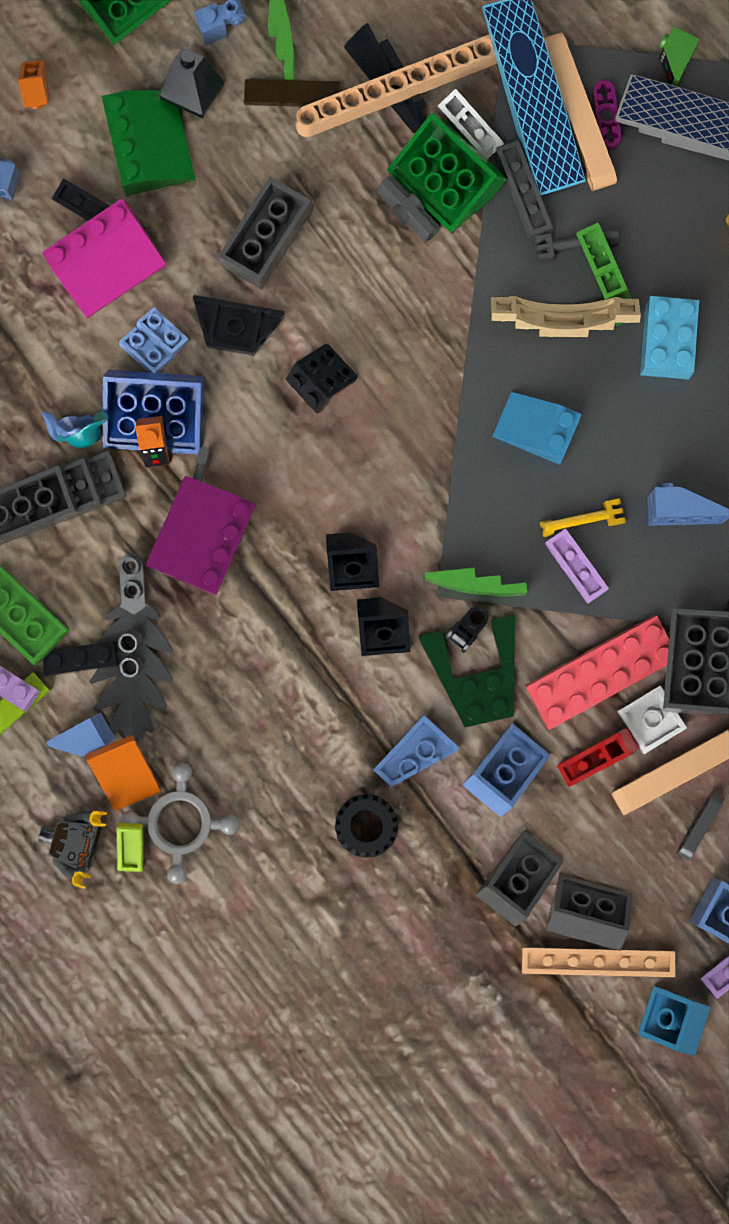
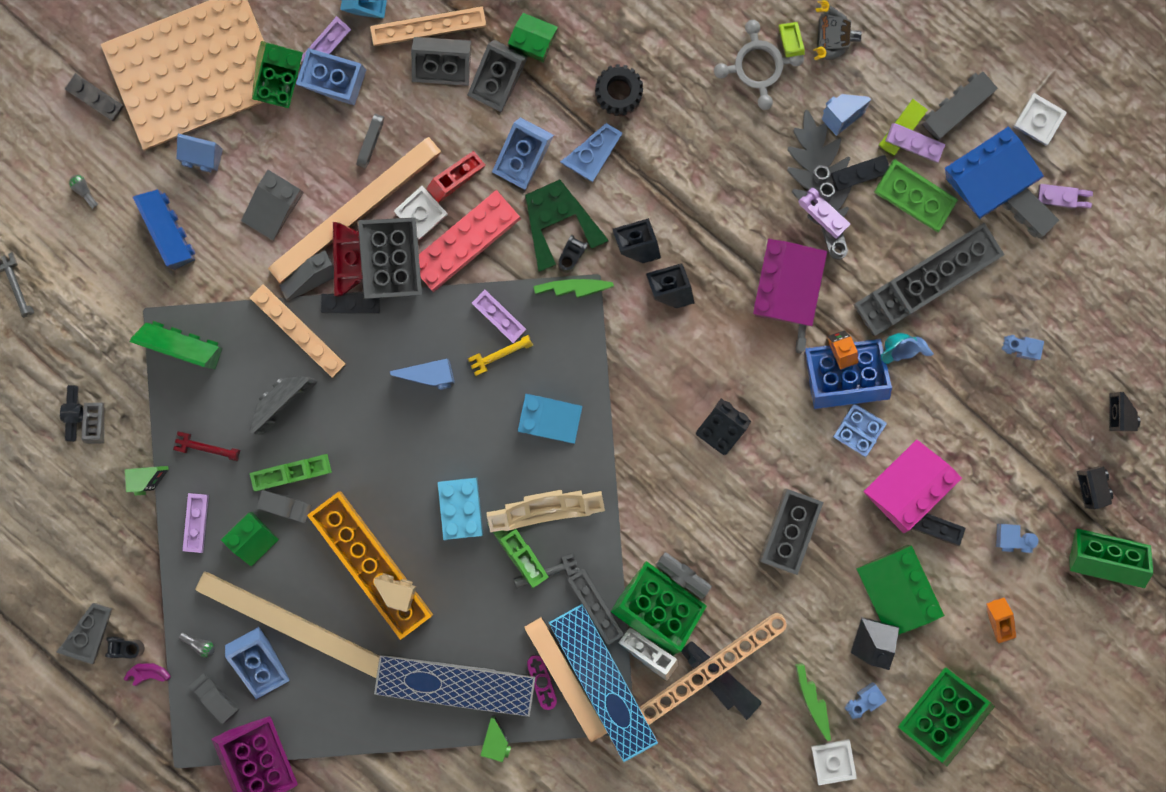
camera: 160 degrees right, 5 degrees up
(123, 772) = (808, 91): orange tile -> none
(138, 614) = (824, 213): none -> lavender plate
(235, 325) = (799, 454): black wing -> none
(287, 92) = (795, 654): dark brown tile -> none
(464, 920) = (532, 37): none -> green slope

